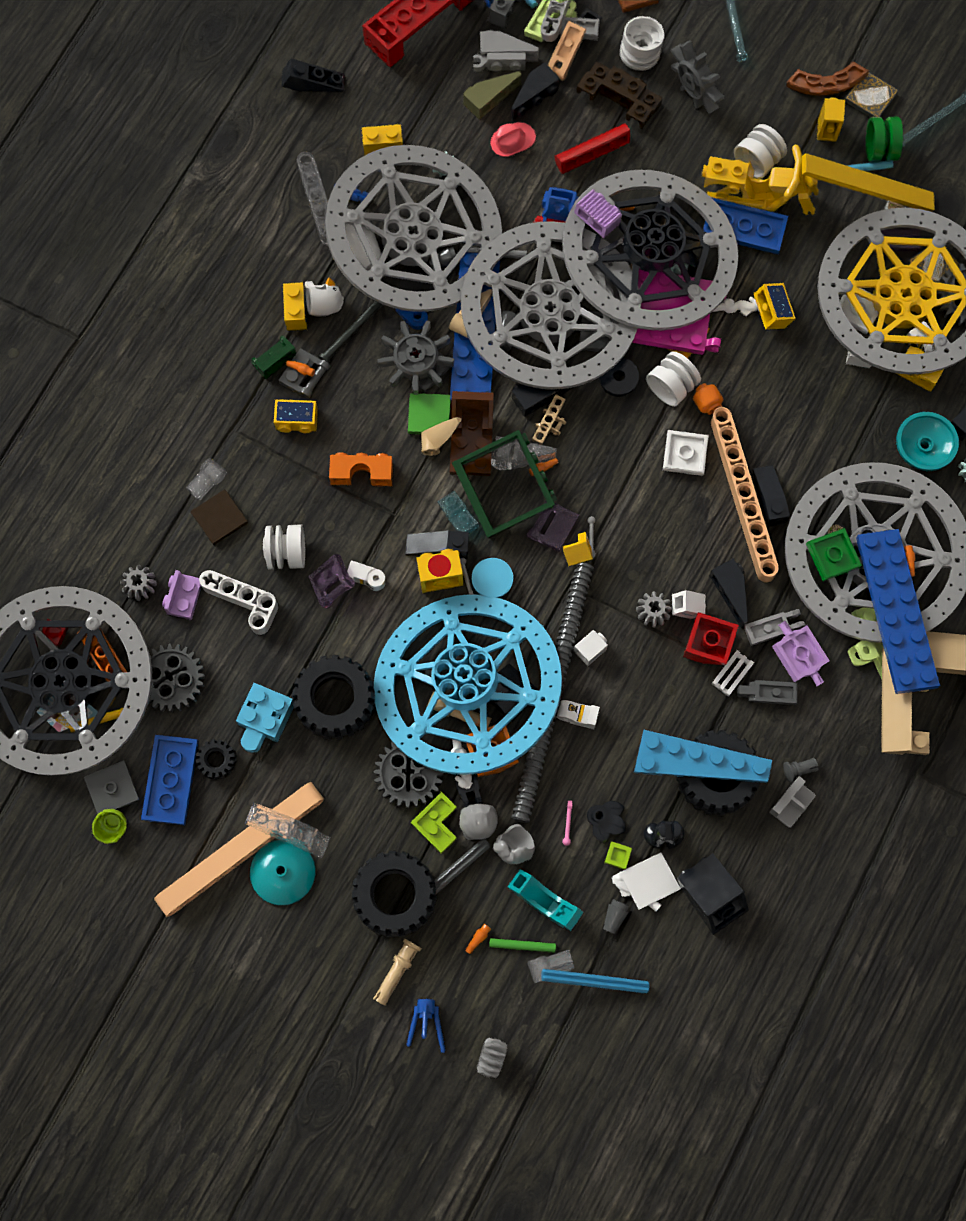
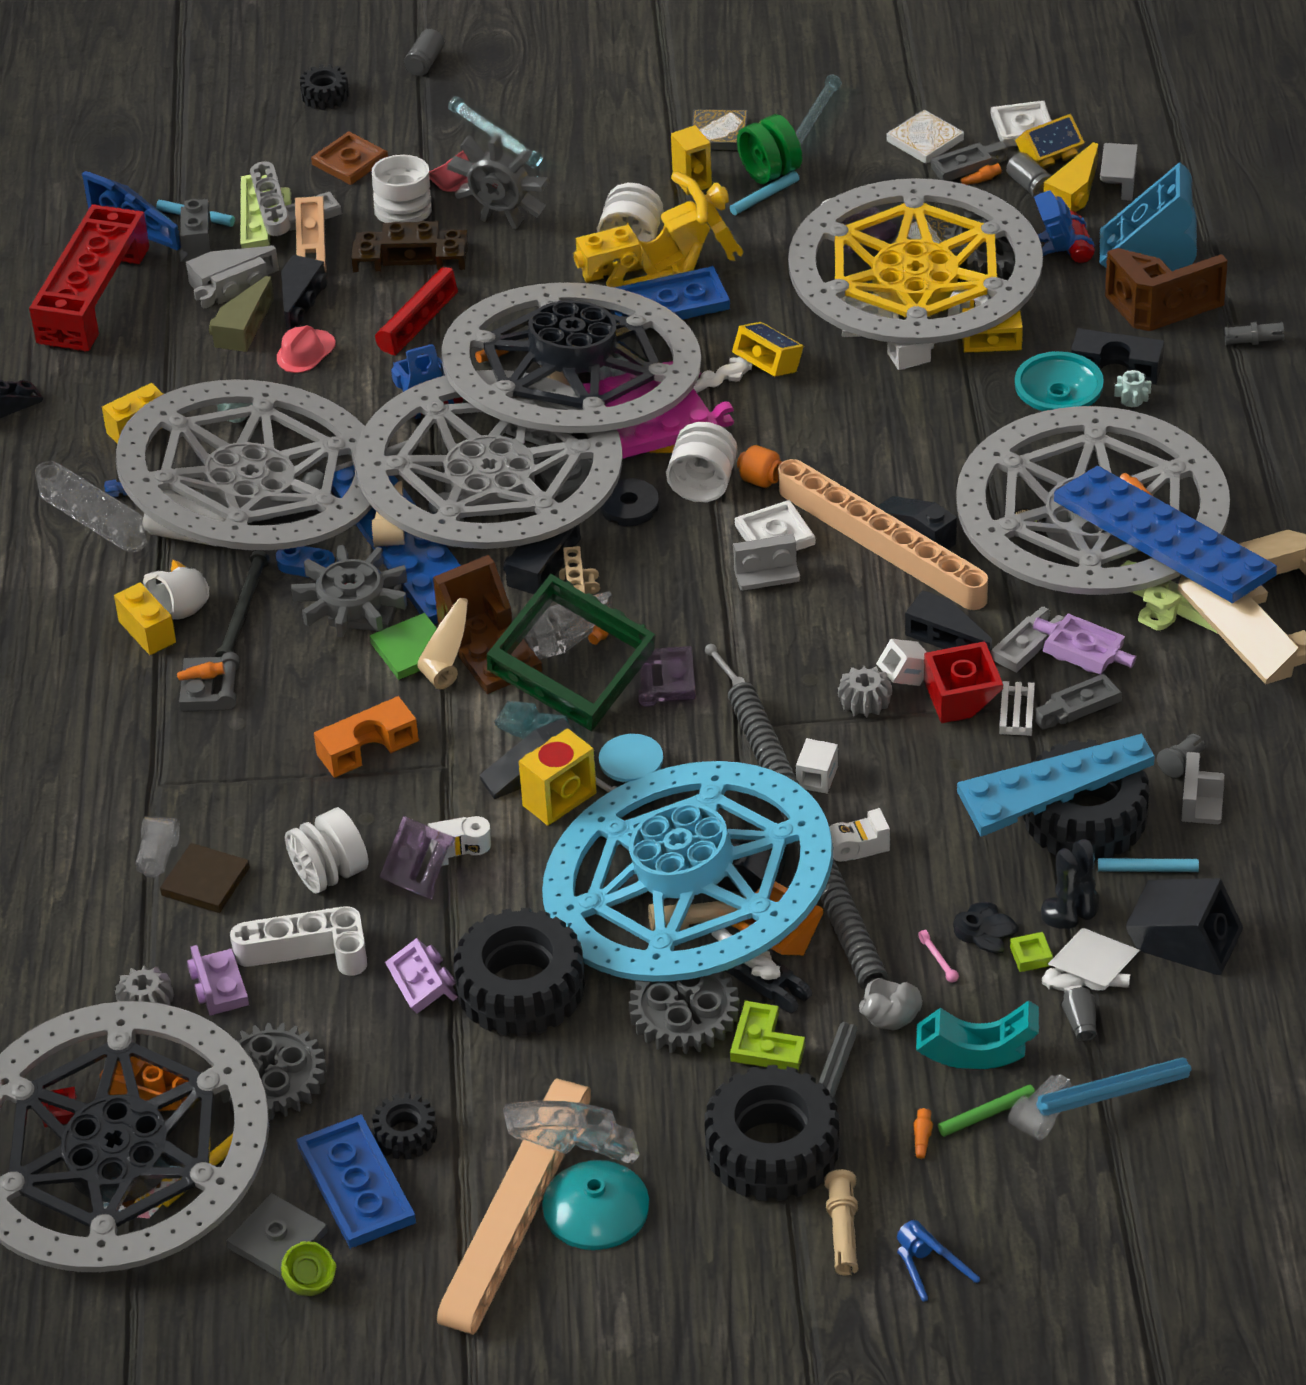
camera: 30 degrees left, 30 degrees down
(261, 716) = (436, 1042): medium azure brick -> none
(274, 358) = (156, 683): dark green hinge -> none
(286, 661) = (420, 975): none -> lavender bracket
(295, 415) = (232, 723): brick -> none
(478, 821) = (820, 1003): light grey hair -> none
(492, 1057) = (1049, 1236): light grey gear -> none
(579, 551) = (721, 674): yellow panel -> none
(598, 213) = (481, 340): lavender brick -> none
(661, 479) = (766, 562): none -> light grey bracket
(682, 37) = (447, 179): none -> coral piece
(726, 834) = (1147, 865): none -> medium azure bar
(827, 85) = (646, 145): dark orange tile -> none
(833, 554) = (1042, 521): green tile -> none
(867, 183) = (776, 180): yellow tile -> none

